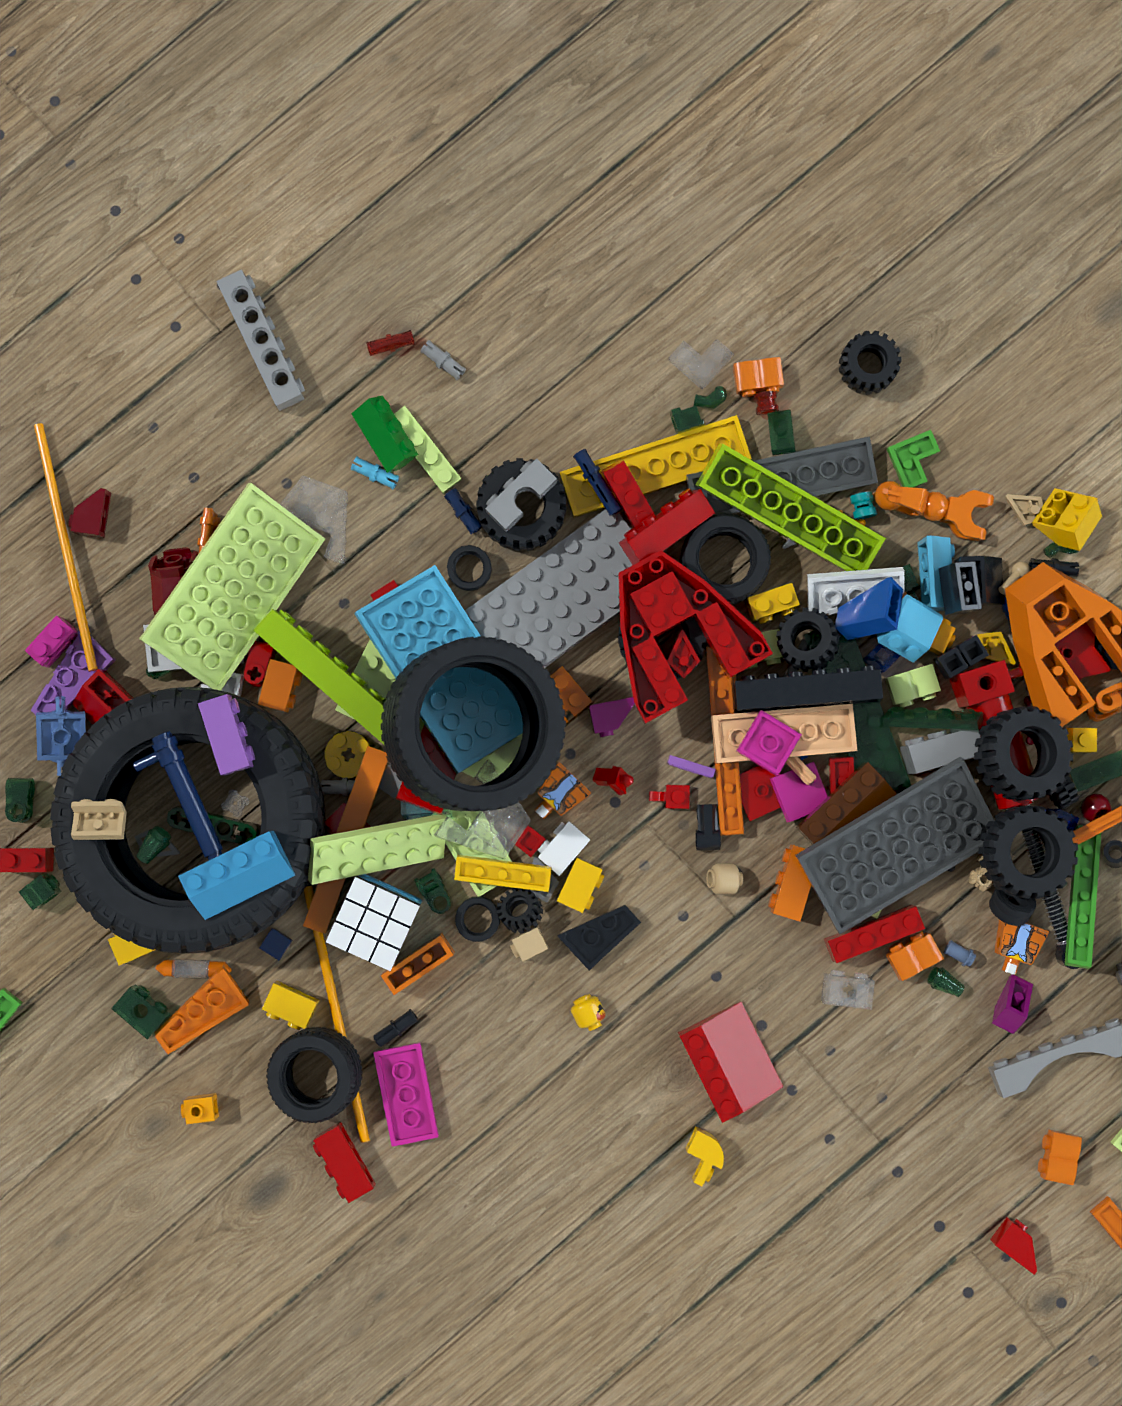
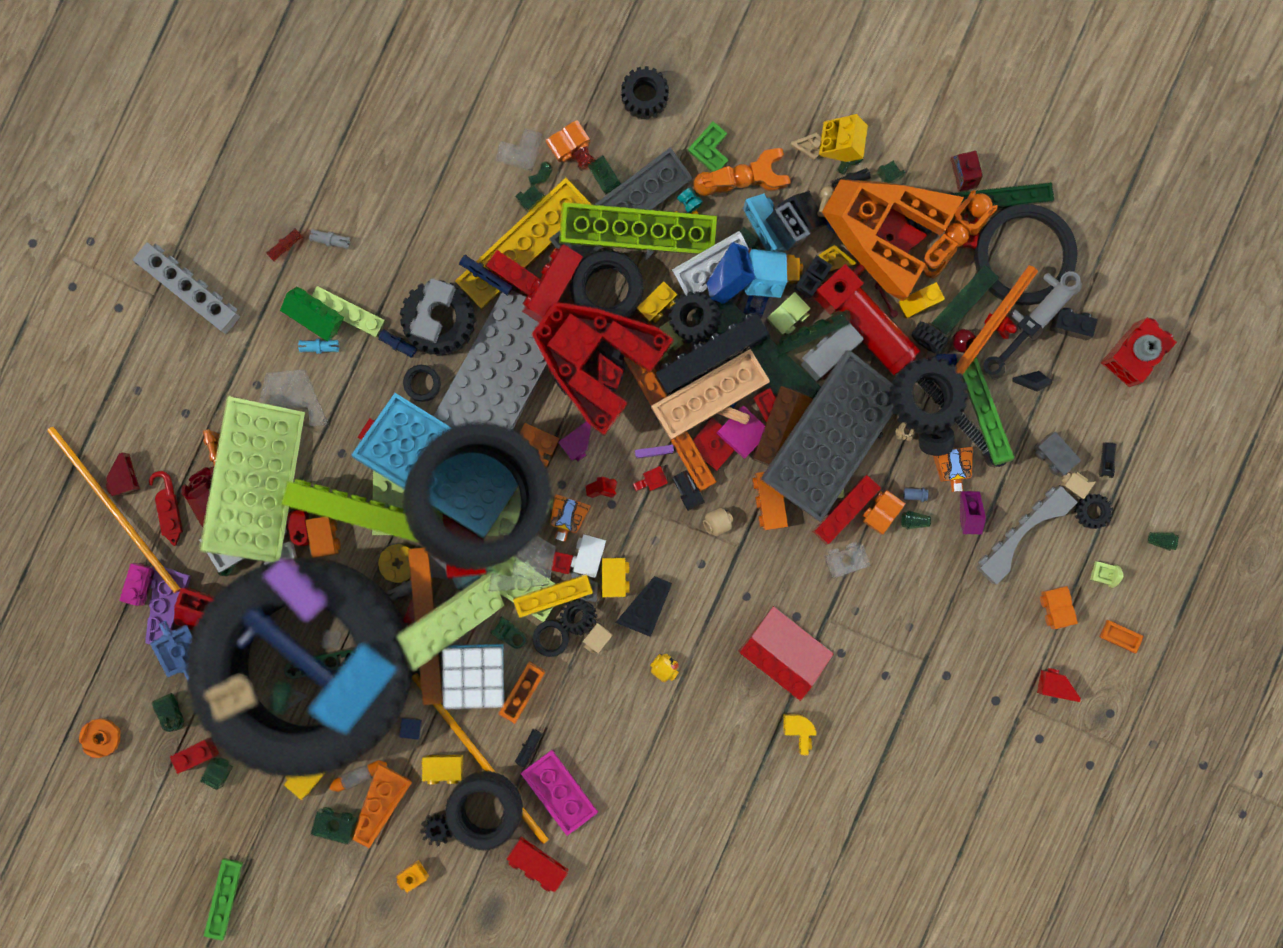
camera: 30 degrees left, 0 degrees up
(124, 573) = (167, 508): none -> red plate
(247, 1061) = (429, 831): none -> black gear
(768, 743) = (702, 406): dark pink tile -> none
(1051, 748) = (910, 312): black tyre -> none
(1101, 580) = (890, 172): none -> clear green panel

